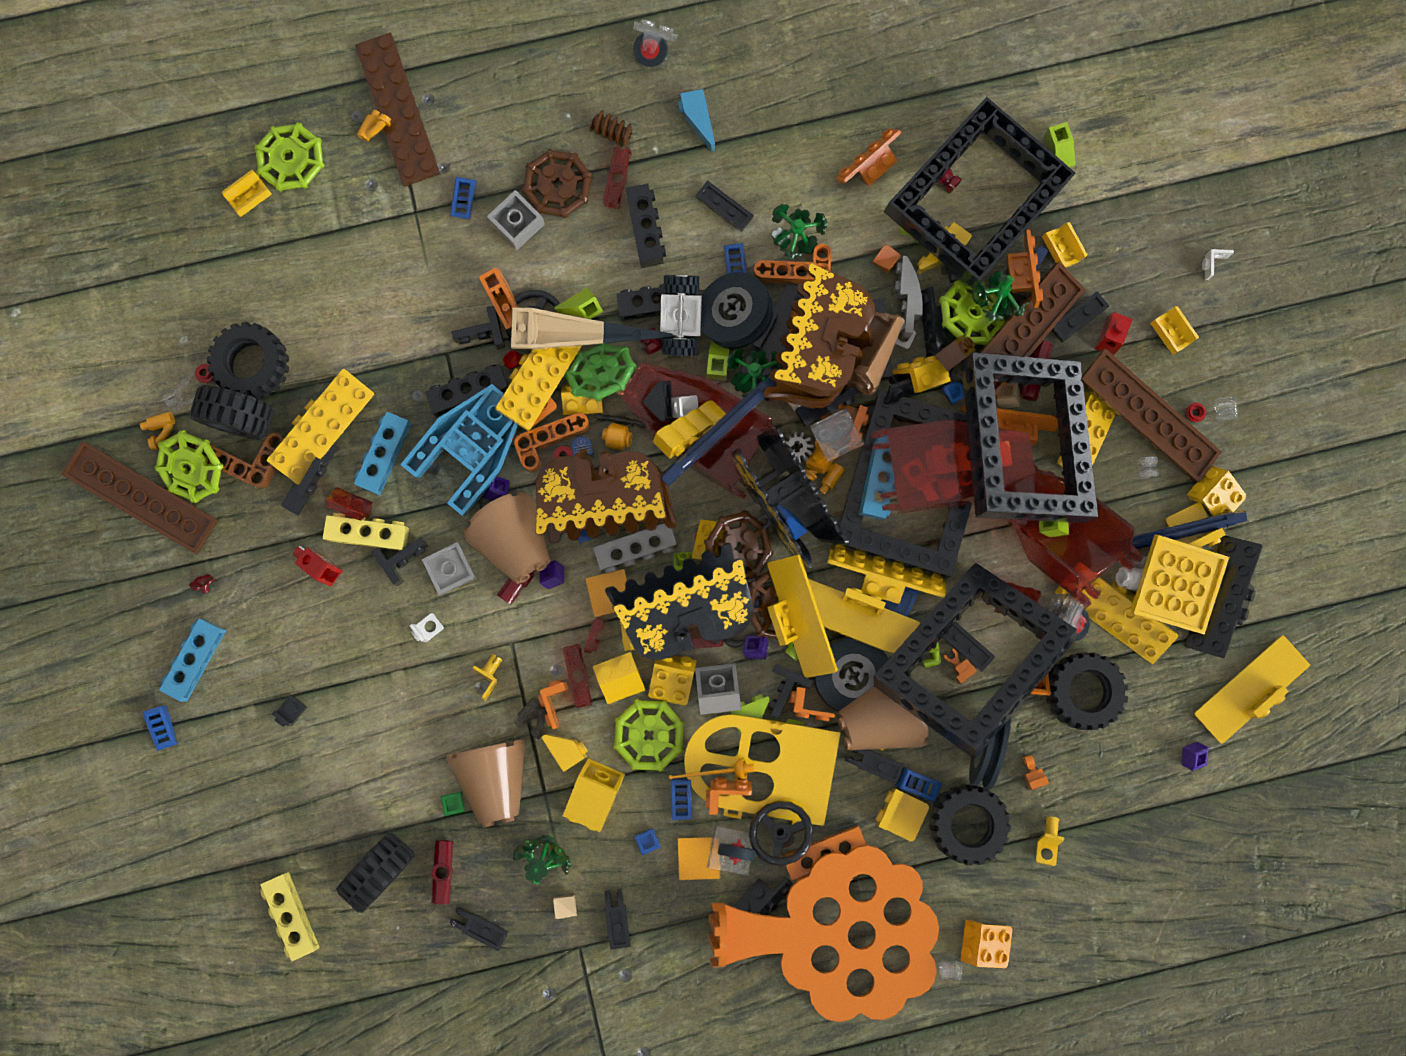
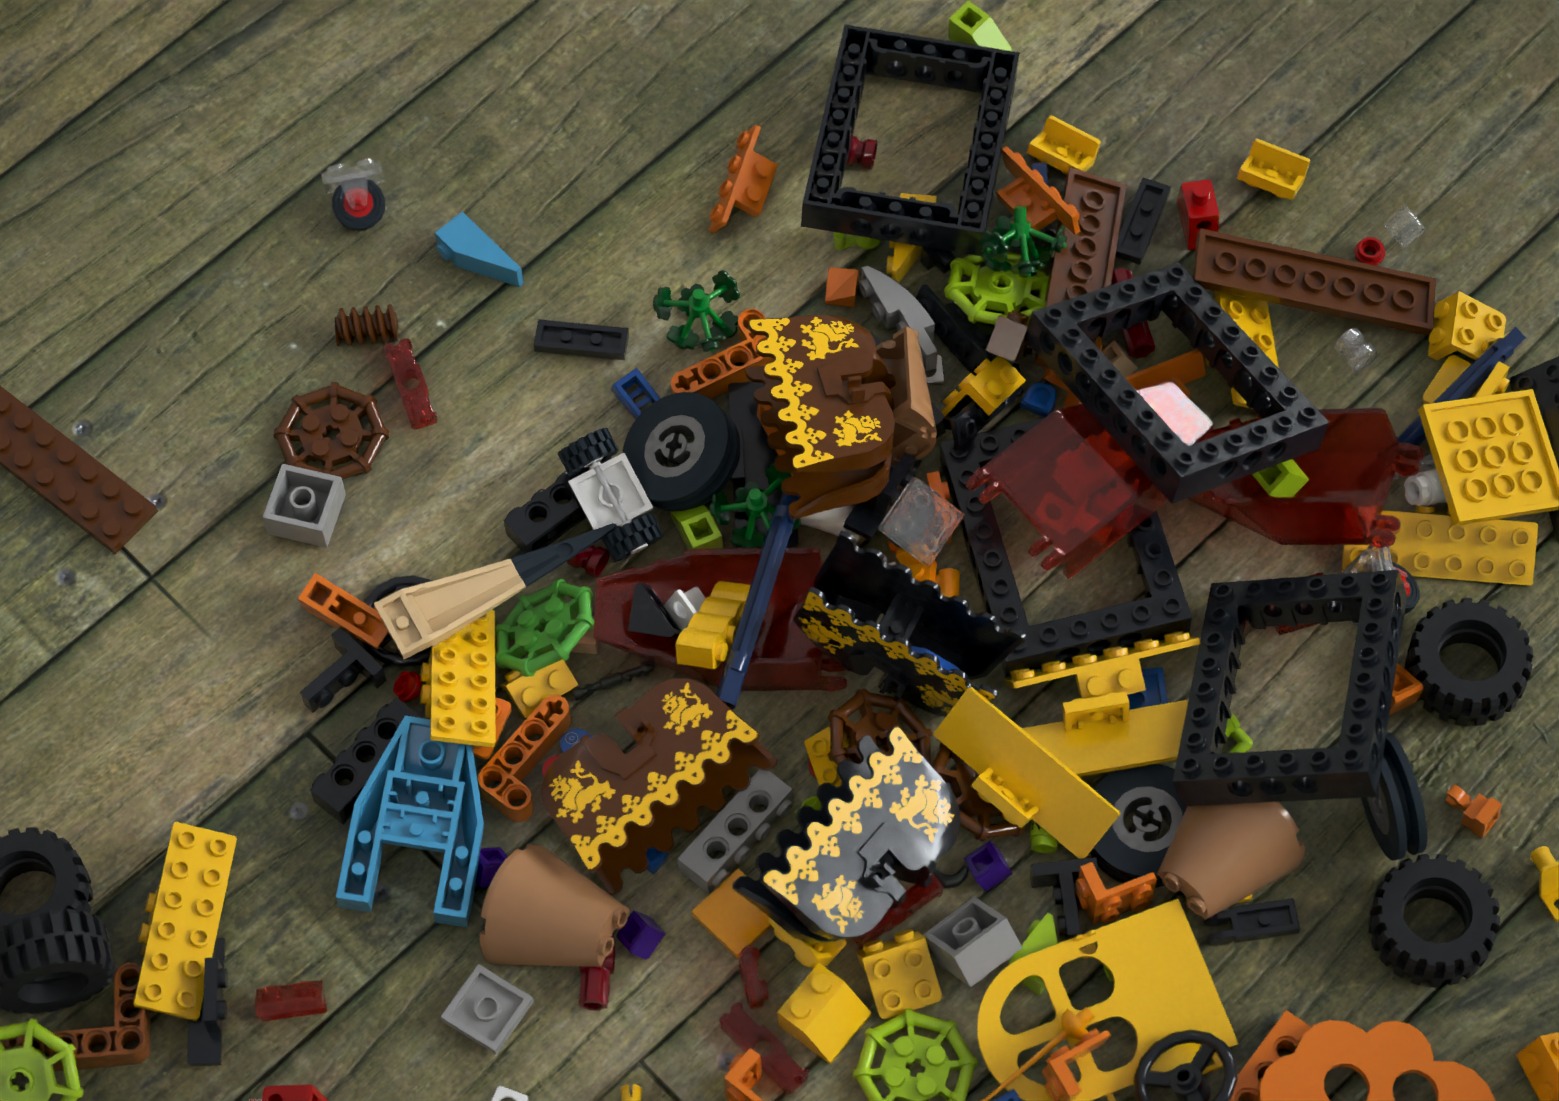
camera: 30 degrees left, 20 degrees down
(334, 532) = (328, 1044): light yellow brick -> none
(372, 125) = (22, 499): light orange plant -> none
(384, 464) = (306, 957): dark azure brick -> none
(399, 560) = (408, 1037): black bracket -> none
(458, 182) = (203, 498): blue slope -> none
(580, 305) = (465, 554): lime slope -> none
(617, 436) = (615, 698): light orange head -> none
(647, 255) = (512, 455): black brick -> none
(869, 506) = (1023, 585): dark azure brick -> none
(902, 814) = (1334, 966): yellow bracket -> none
(907, 778) = (1310, 917): blue slope -> none
(962, 669) = (1288, 733): orange piece -> none
(968, 647) = (1275, 699): black plate -> none
(1208, 261) = (1261, 71): white bracket -> none

